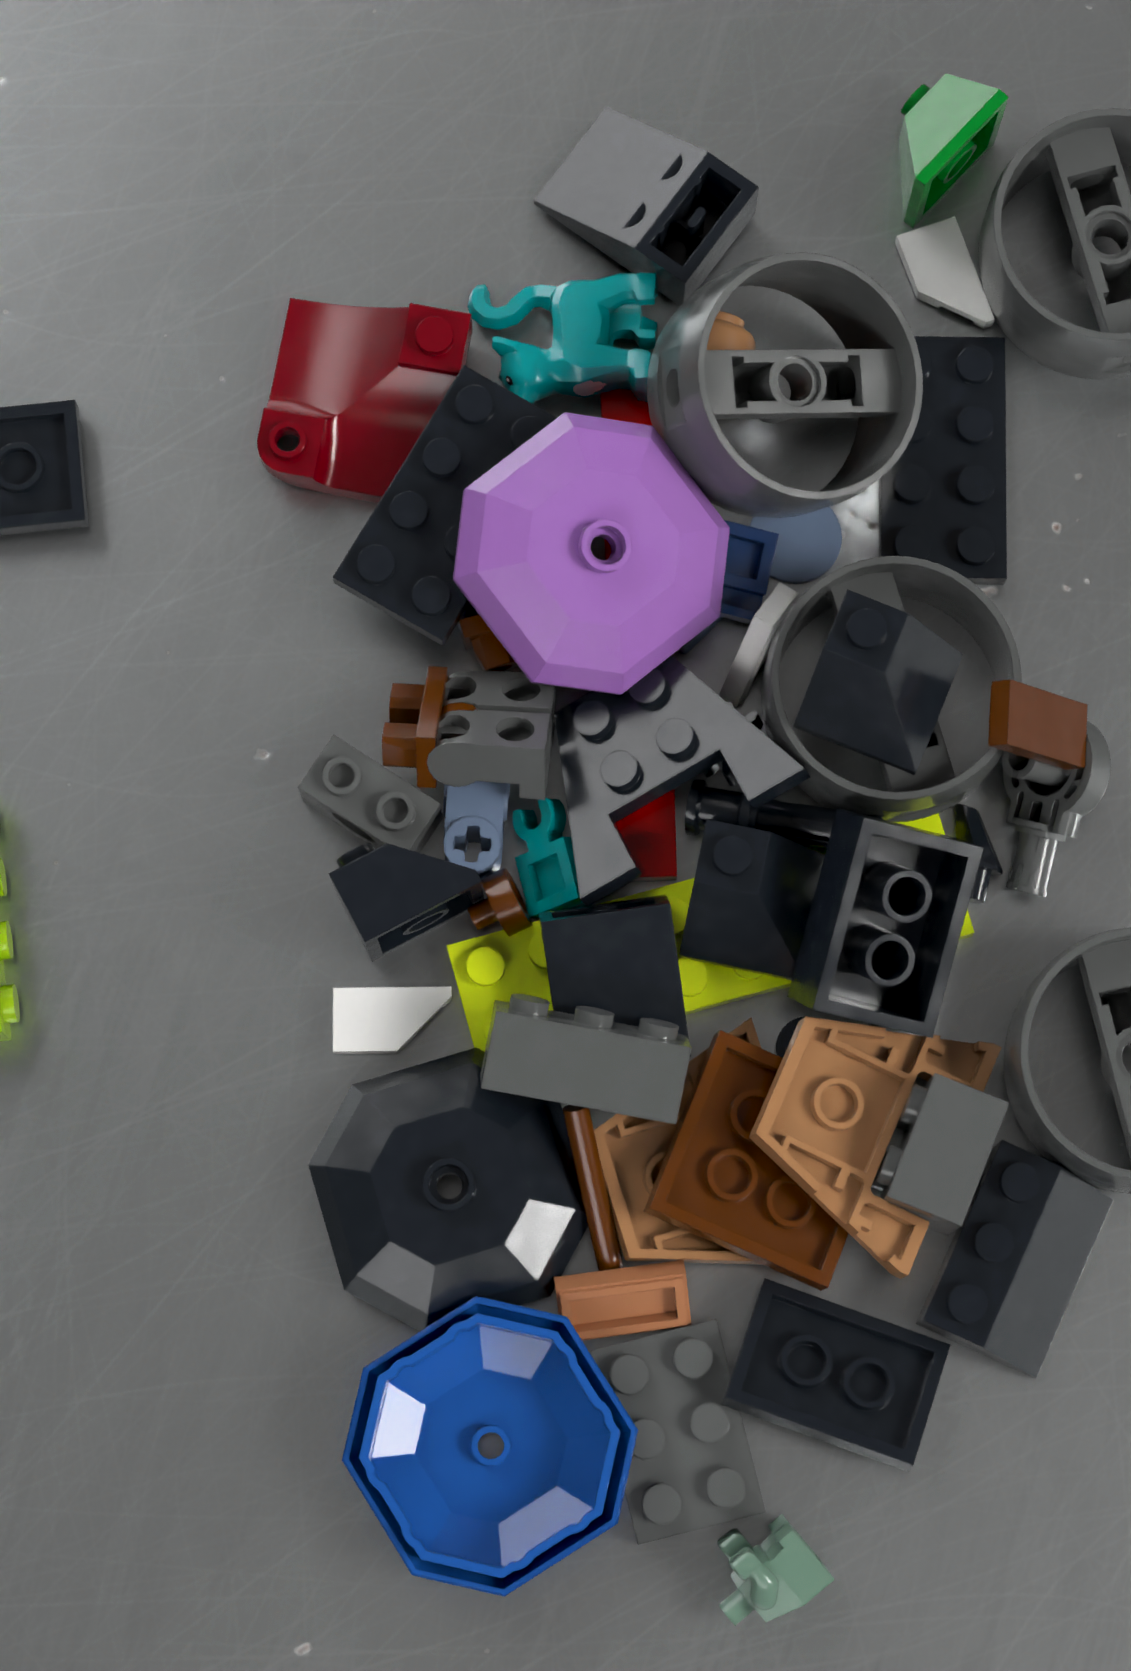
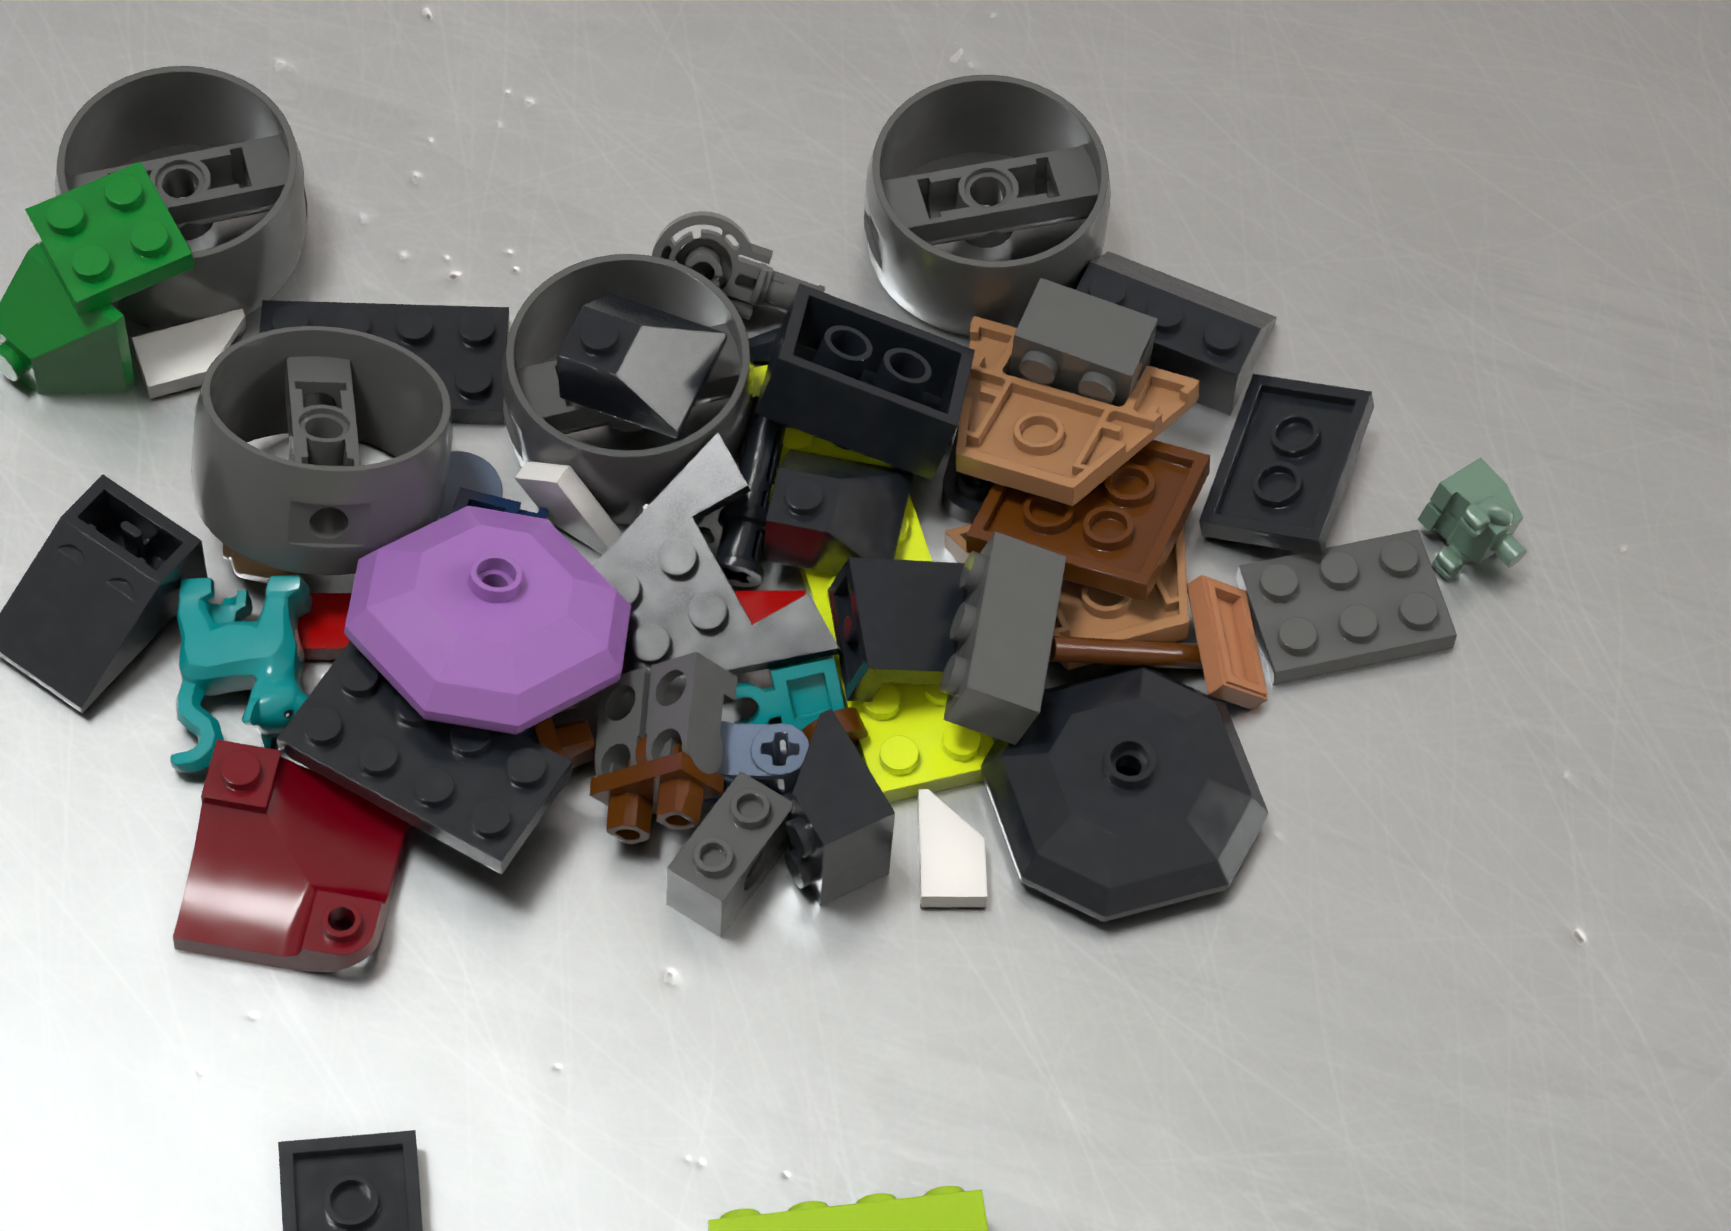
camera: 95 degrees left, 20 degrees down
(420, 1460) = (1387, 693): blue rock -> none
(1009, 162) = (109, 238): none -> green plate
(1037, 724) = (678, 241): reddish brown tile -> none

